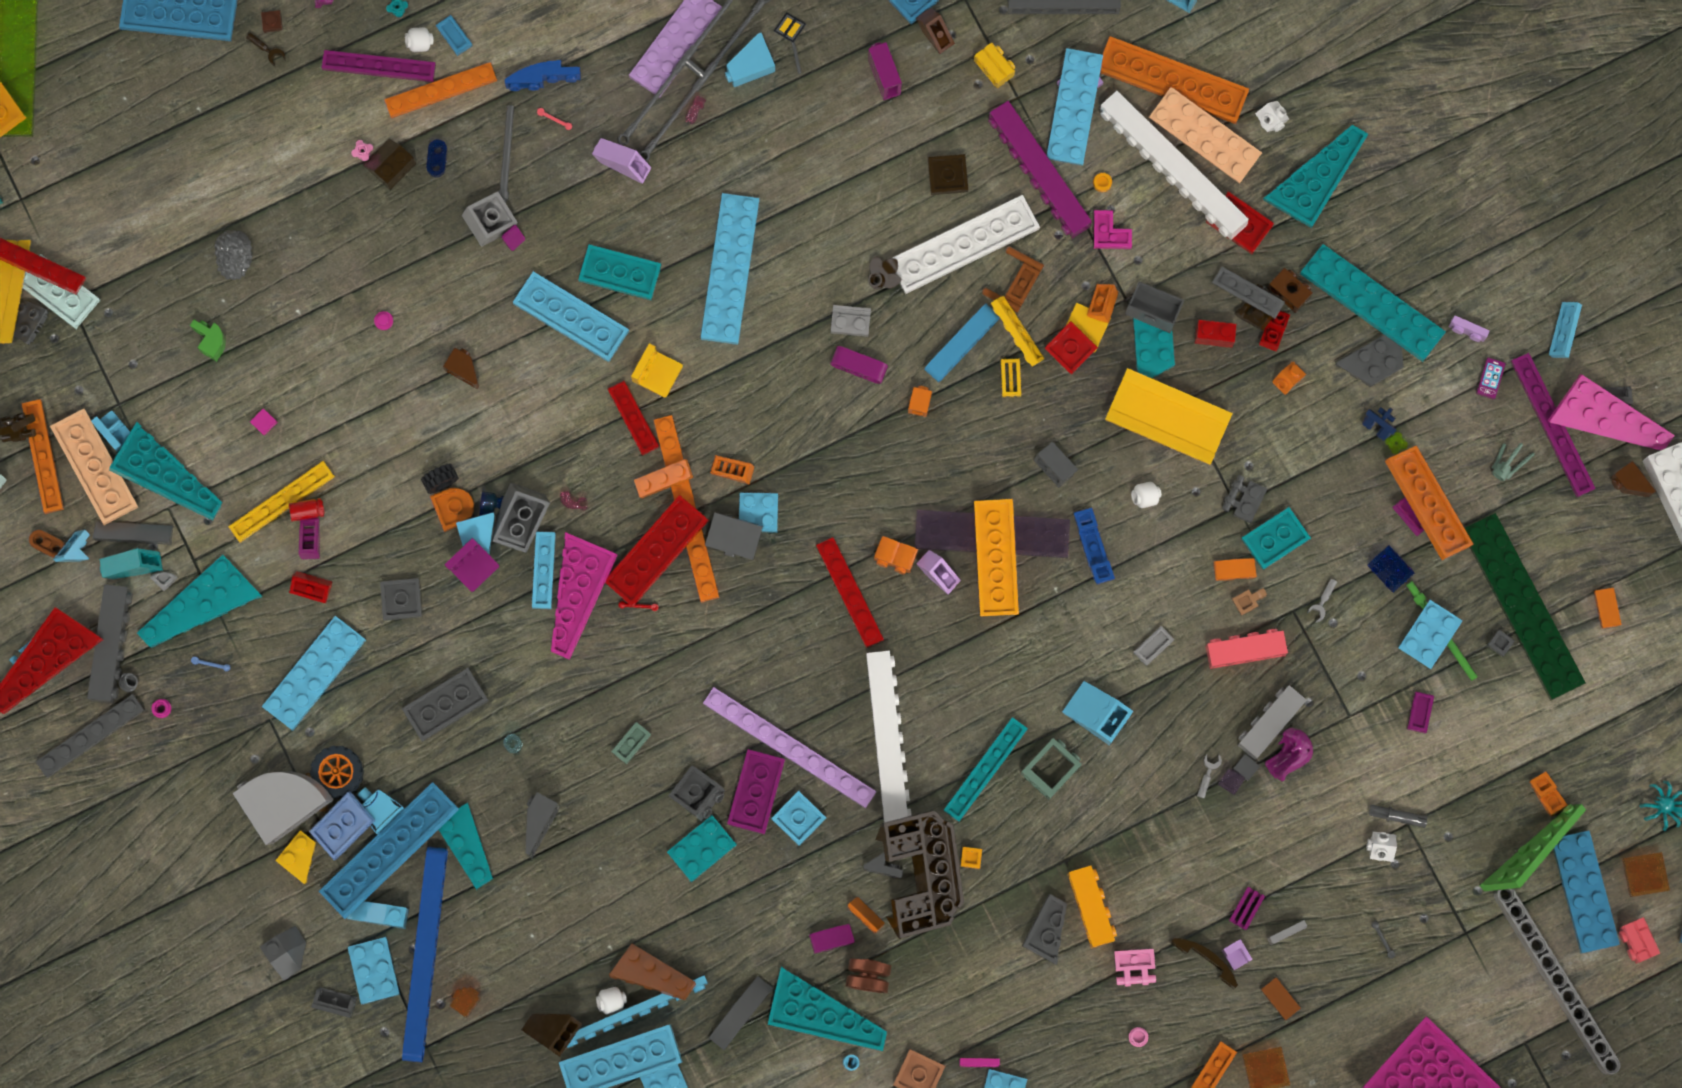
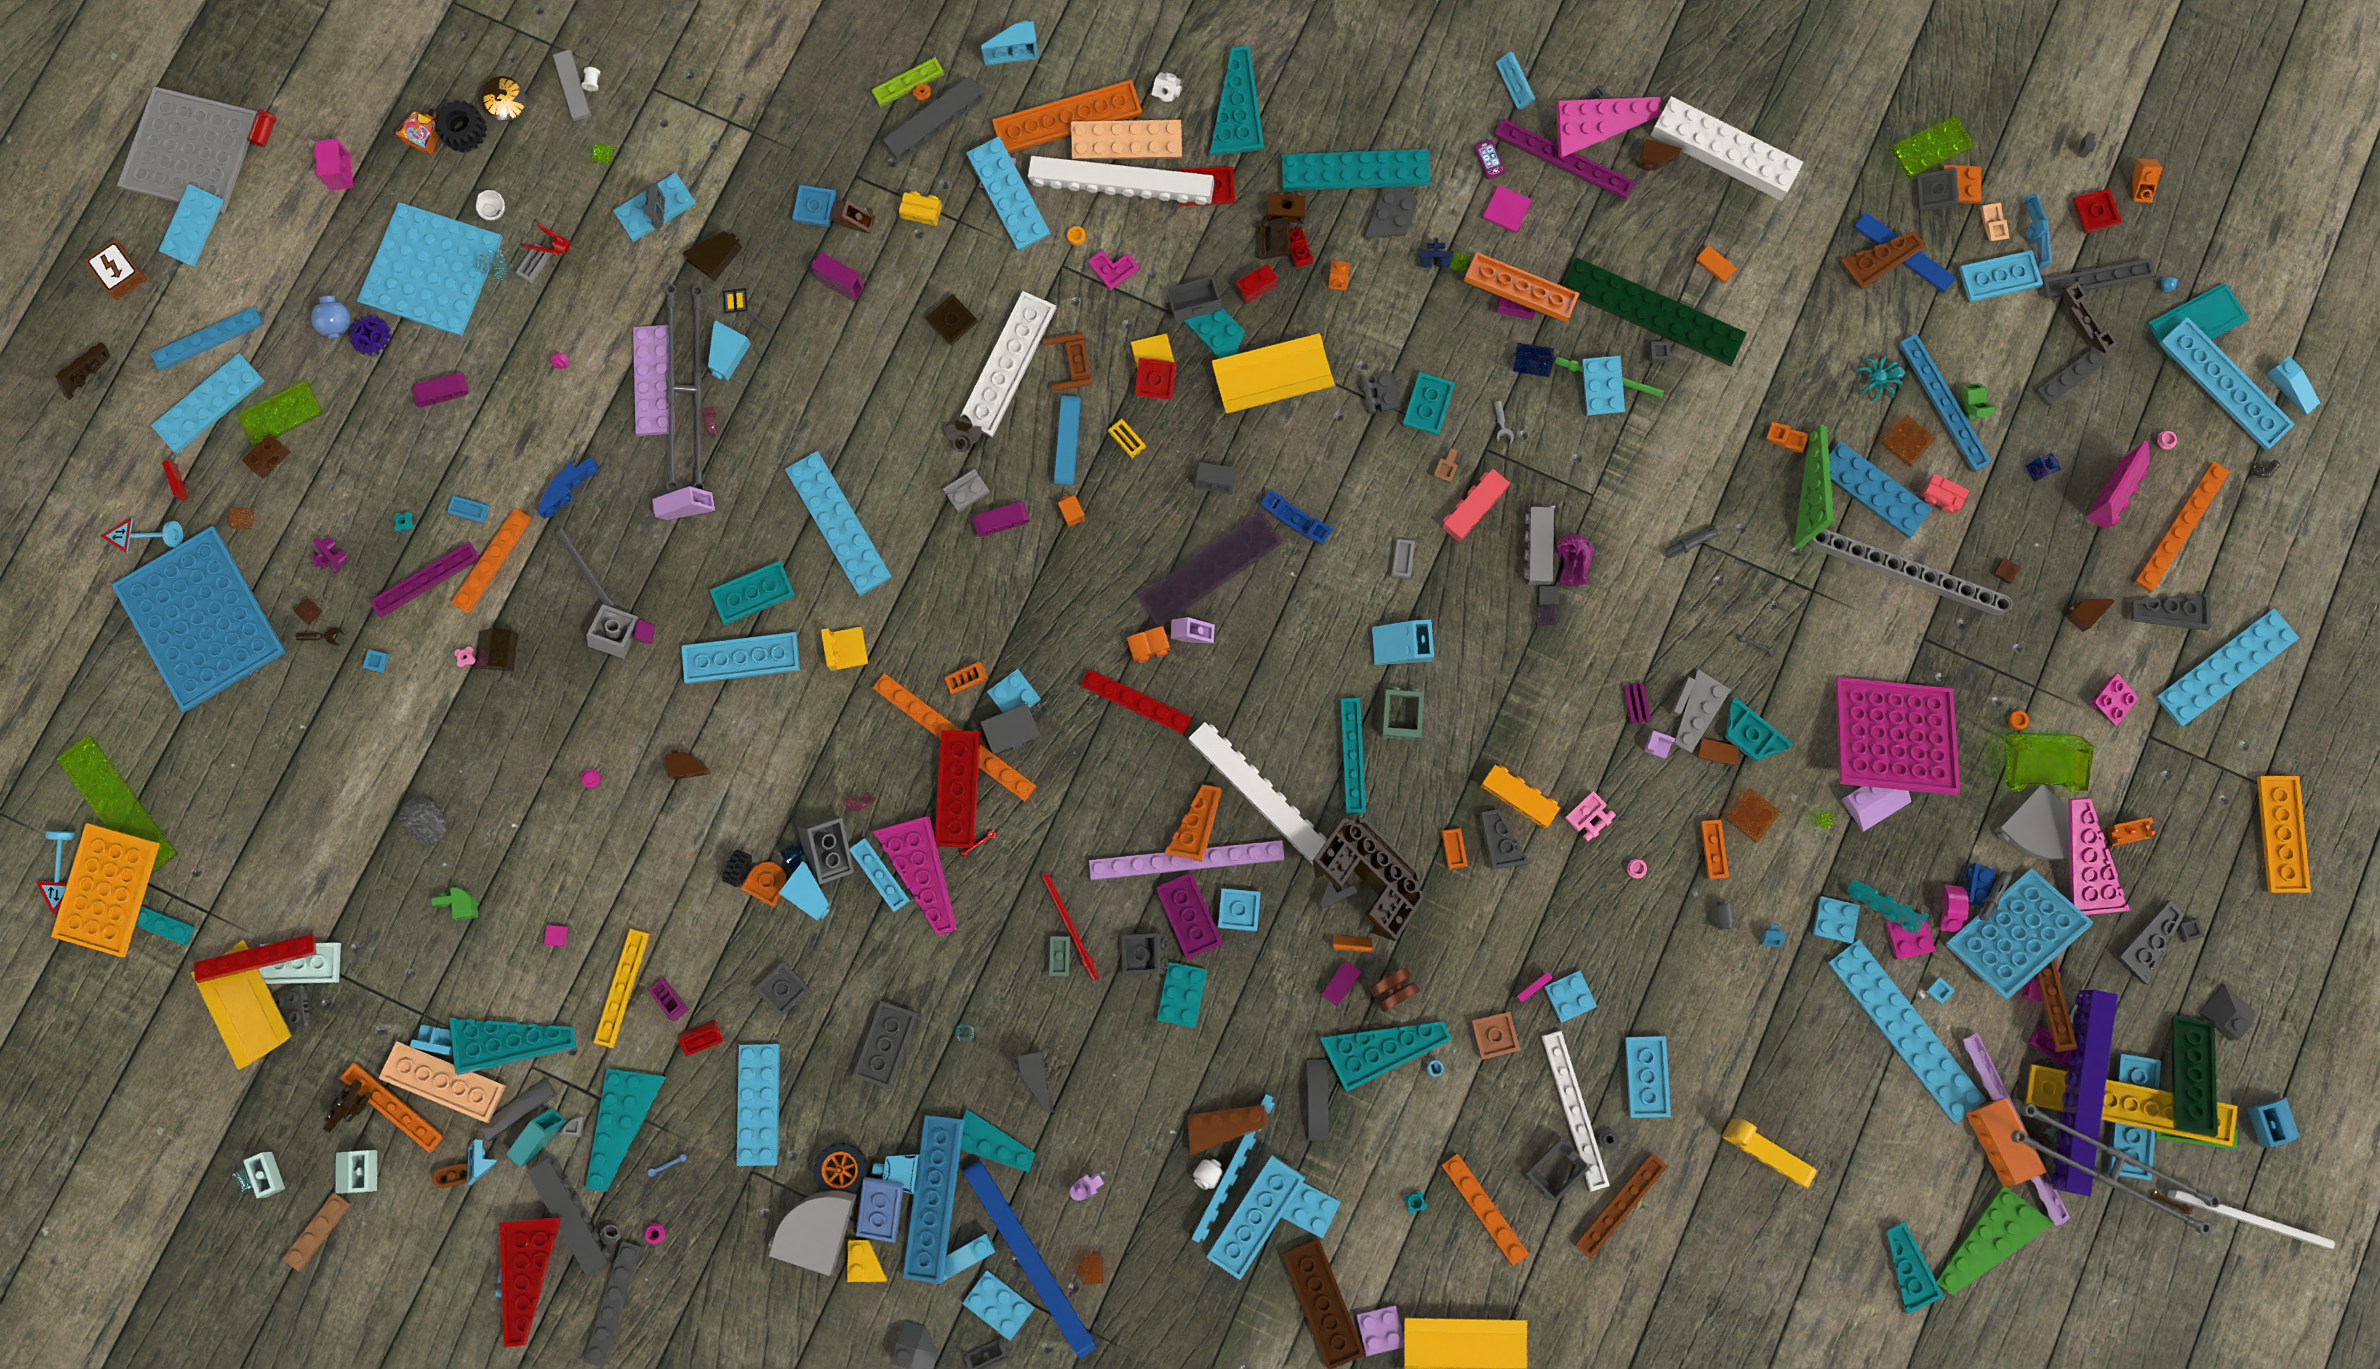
camera: 35 degrees left, 0 degrees up
(292, 101) = (375, 661): none -> dark azure plate
(306, 509) = (647, 978): red piece -> none
(418, 39) = (441, 534): white head -> none
(436, 159) = (532, 617): clear blue plate -> none
(472, 565) = (819, 916): magenta bracket -> none
(509, 934) = (1085, 1187): none -> lavender hips
(541, 112) = (587, 516): coral hinge -> none
(552, 1030) = (1182, 1237): dark brown slope -> none
(633, 418) = (855, 699): red tile -> none
(649, 764) = (1087, 961): none -> red bar
(663, 478) = (917, 727): orange plate -> none
(810, 731) = (1196, 826): none -> orange wing
(971, 857) = (1397, 833): light orange plate -> none
(996, 557) = (1229, 584): light orange plate -> none
(1006, 906) = (1454, 848): none -> orange tile
(1017, 330) = (1108, 399): yellow plate -> none
(1039, 169) = (1020, 262): magenta brick -> none
(1103, 302) = (1151, 326): orange slope -> none
(1146, 494) = (1304, 447): white head -> none
(1206, 778) = (1526, 629): light grey piece -> none
(1226, 975) = (1663, 766): dark brown slope -> none
(1235, 569) = (1417, 451): orange slope -> none
(1248, 292) = (1257, 232): dark grey plate -> none
(1297, 952) = (1699, 710): none -> light grey wing
(1319, 1006) = (1752, 733): none -> teal wing
(1382, 846) = (1700, 574): white brick -> none
(1420, 712) = (1643, 451): magenta tile -> none
(1463, 326) = (1439, 135): lavender plate -> none
(1471, 430) = (1507, 209): none -> dark pink tile
(1502, 470) = (1555, 221): sand green plant -> none
(1639, 1042) = (2006, 570): none -> copper tile

